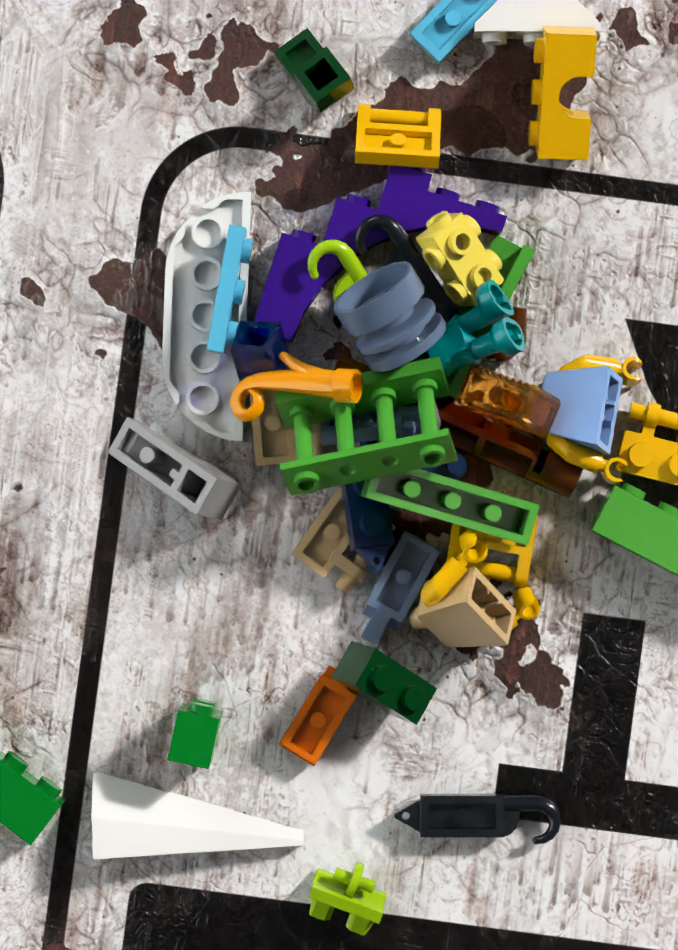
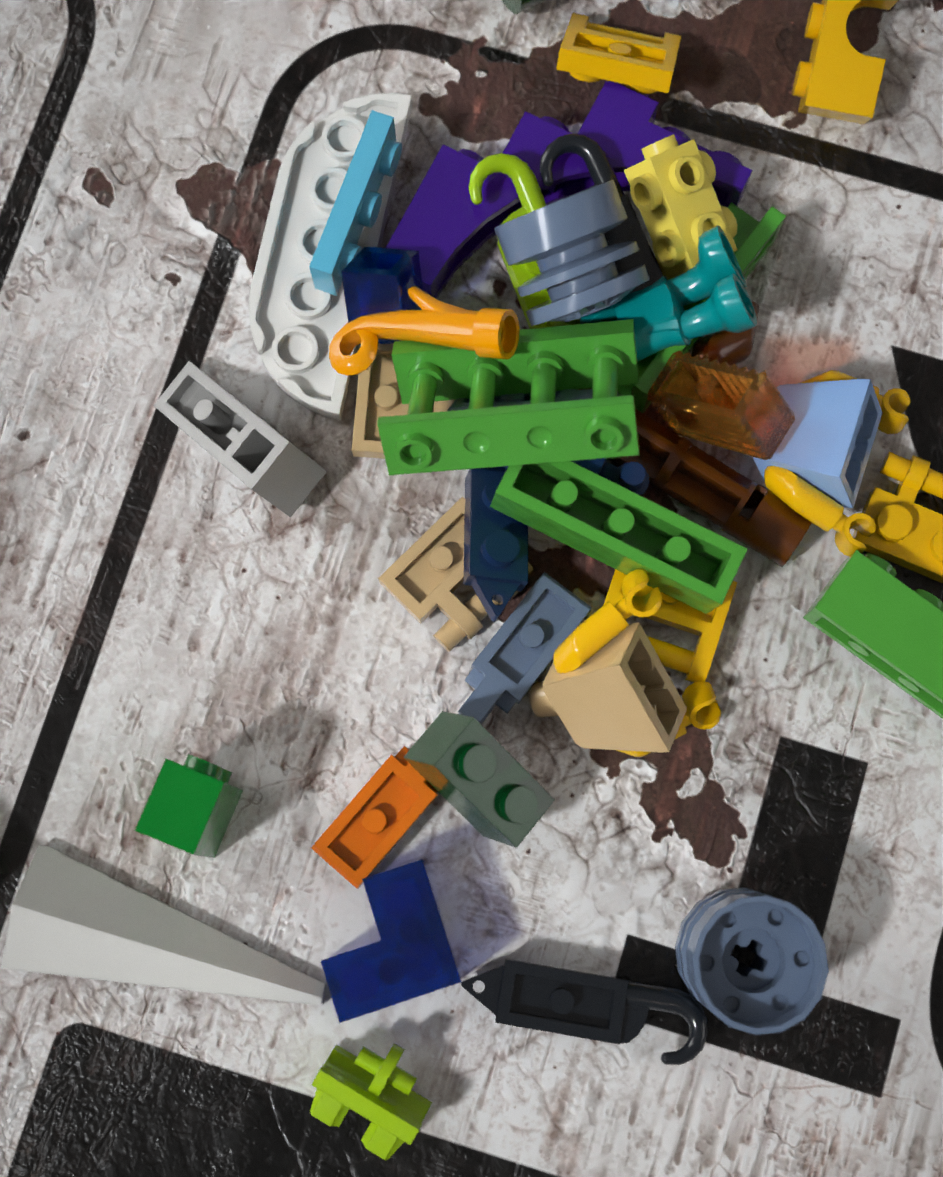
camera: 10 degrees right, 10 degrees down
(357, 801) = (412, 951): none -> clear blue brick
(587, 791) = (786, 969): none -> sand blue wheel

